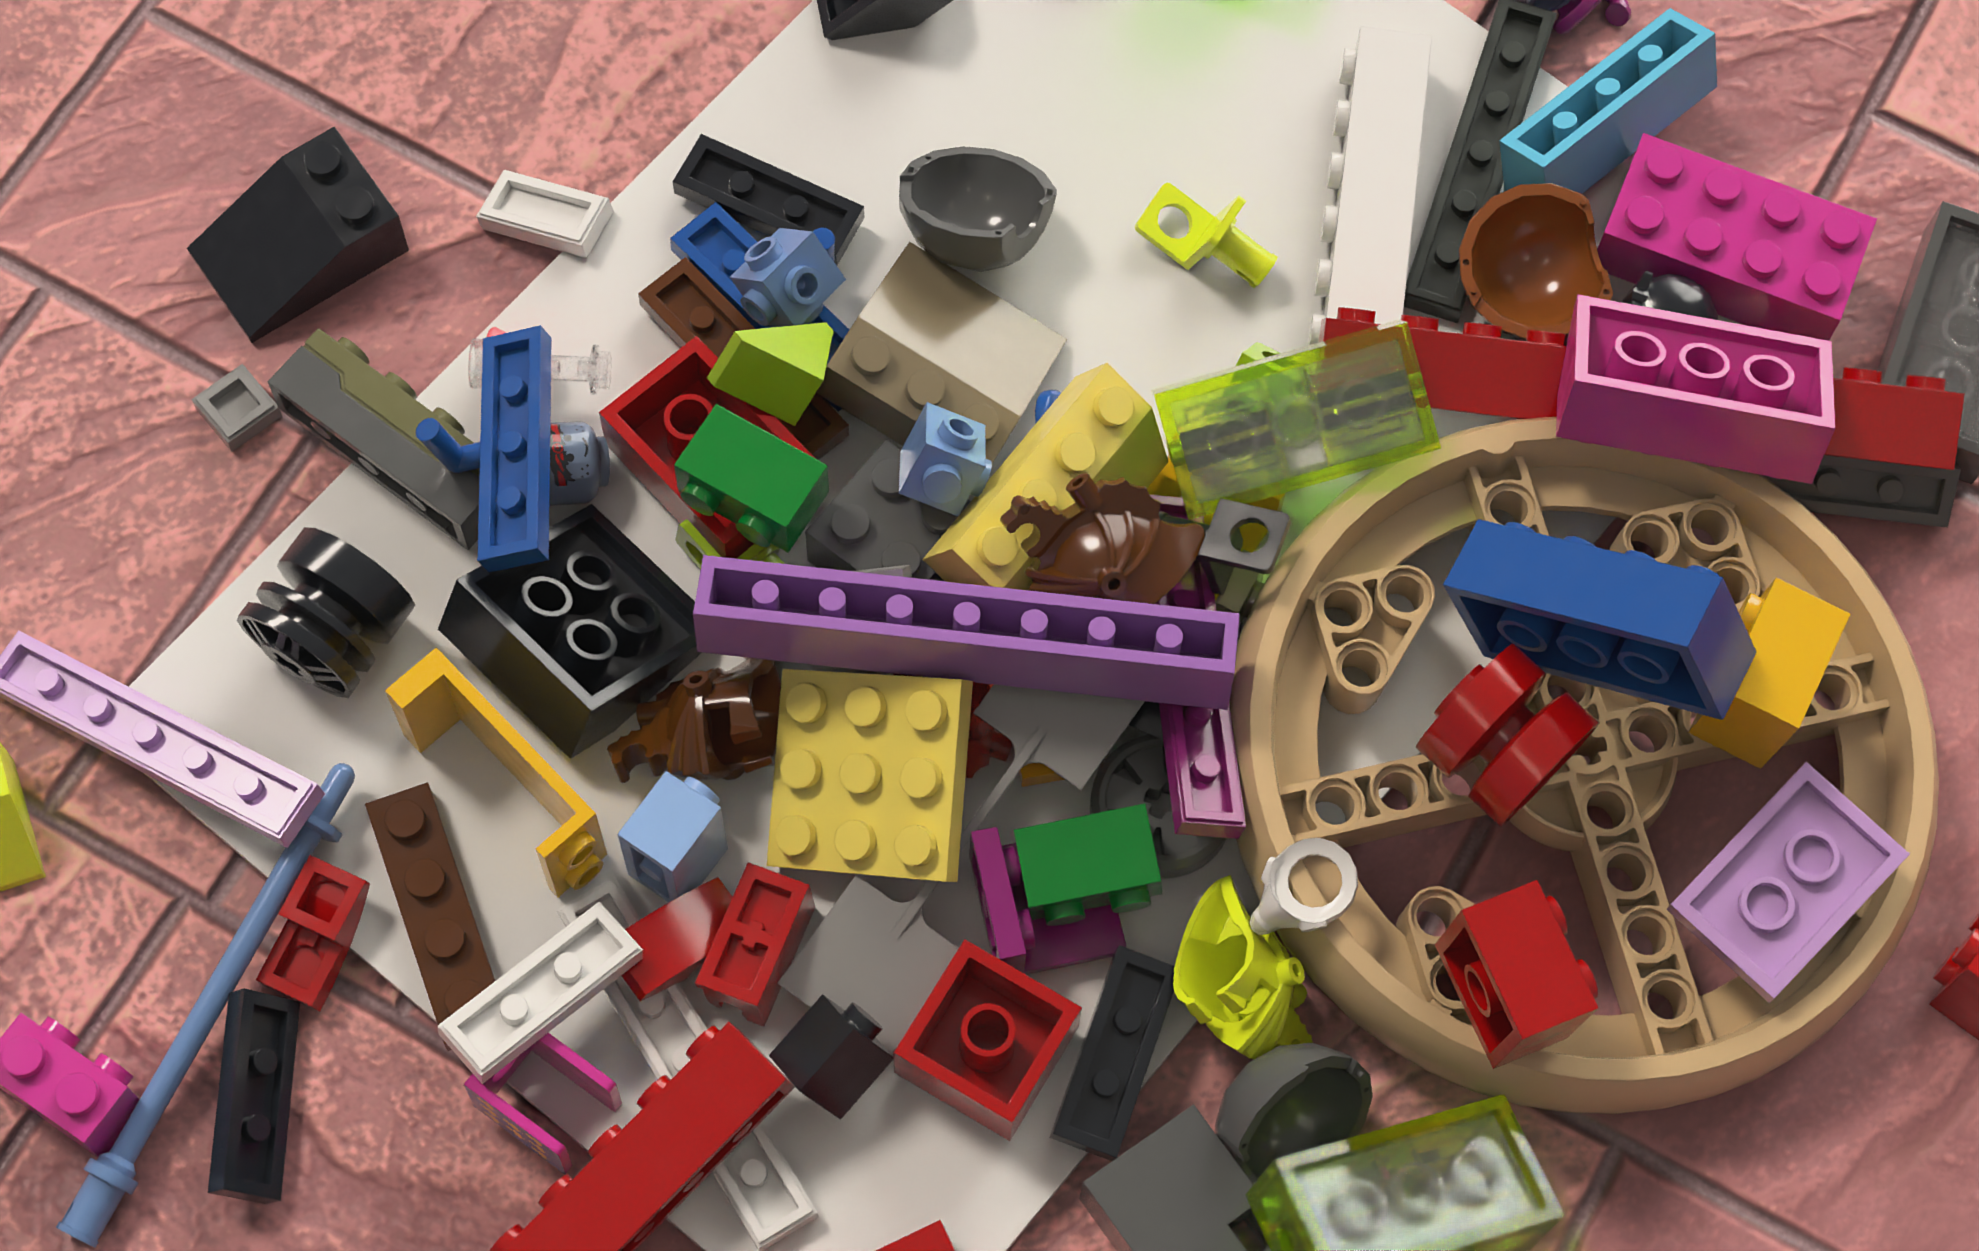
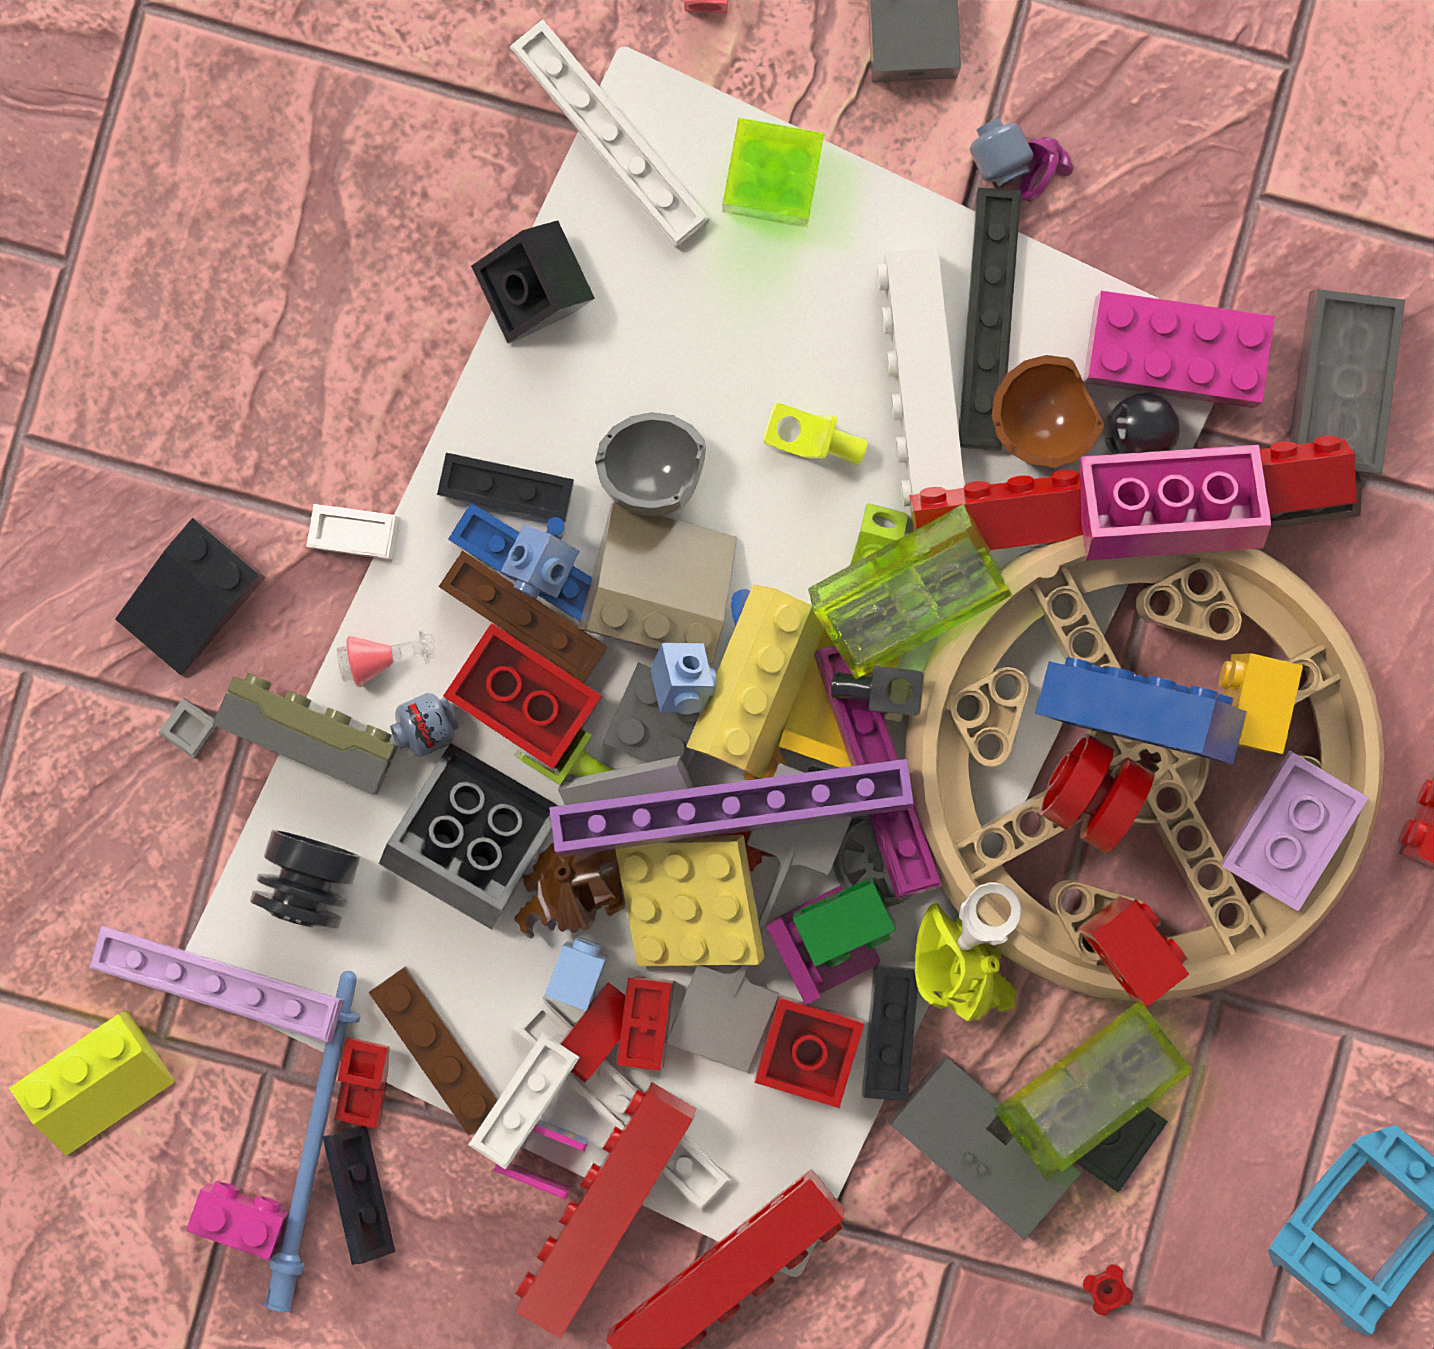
camera: 10 degrees left, 20 degrees up
(436, 697) = (400, 910): yellow panel -> none
(510, 451) = (392, 739): blue plate -> none
(751, 479) = (559, 727): green brick -> none
(775, 367) = (556, 638): lime slope -> none
(833, 1055) = (714, 1086): black brick -> none
(1104, 543) = (806, 726): reddish brown helmet -> none
(1291, 1104) = (1008, 1045): dark grey cylinder -> none
(1612, 105) = (1074, 271): medium azure brick -> none

